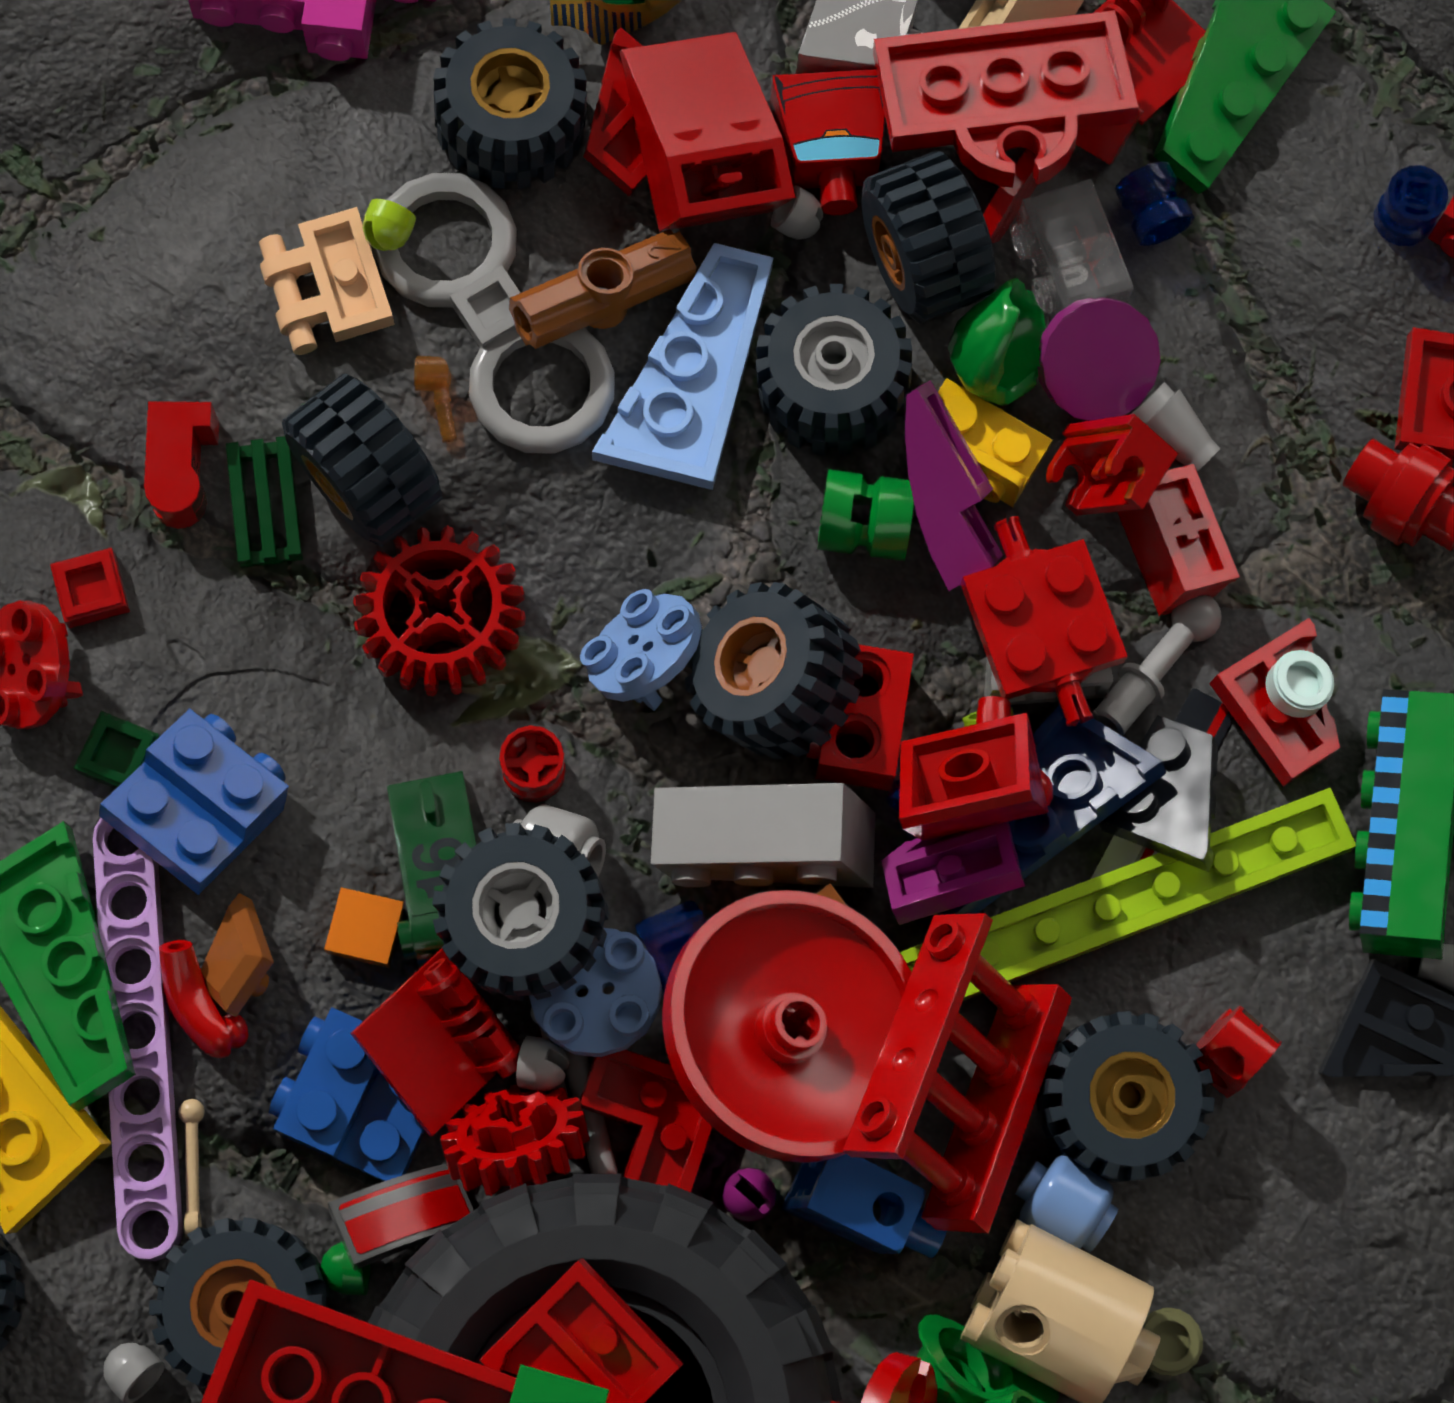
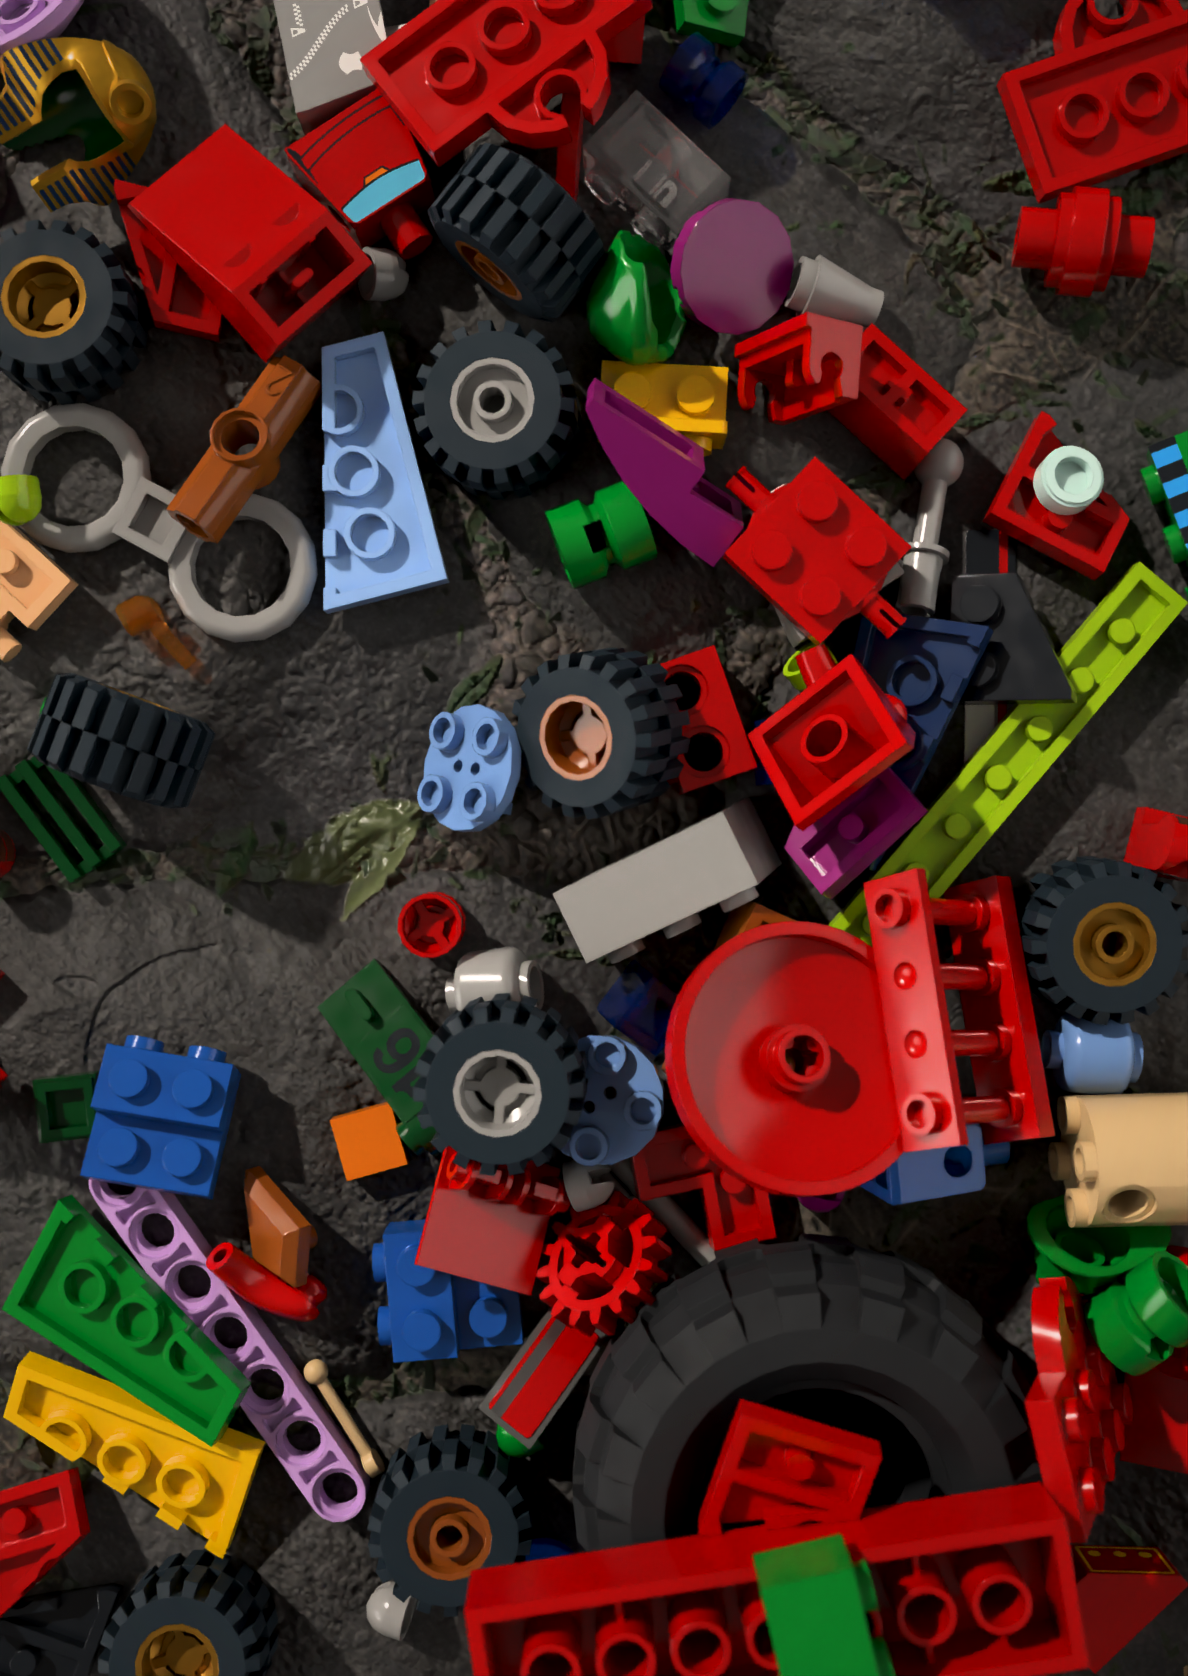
camera: 20 degrees left, 15 degrees up
(422, 631) = (265, 859): red gear -> none

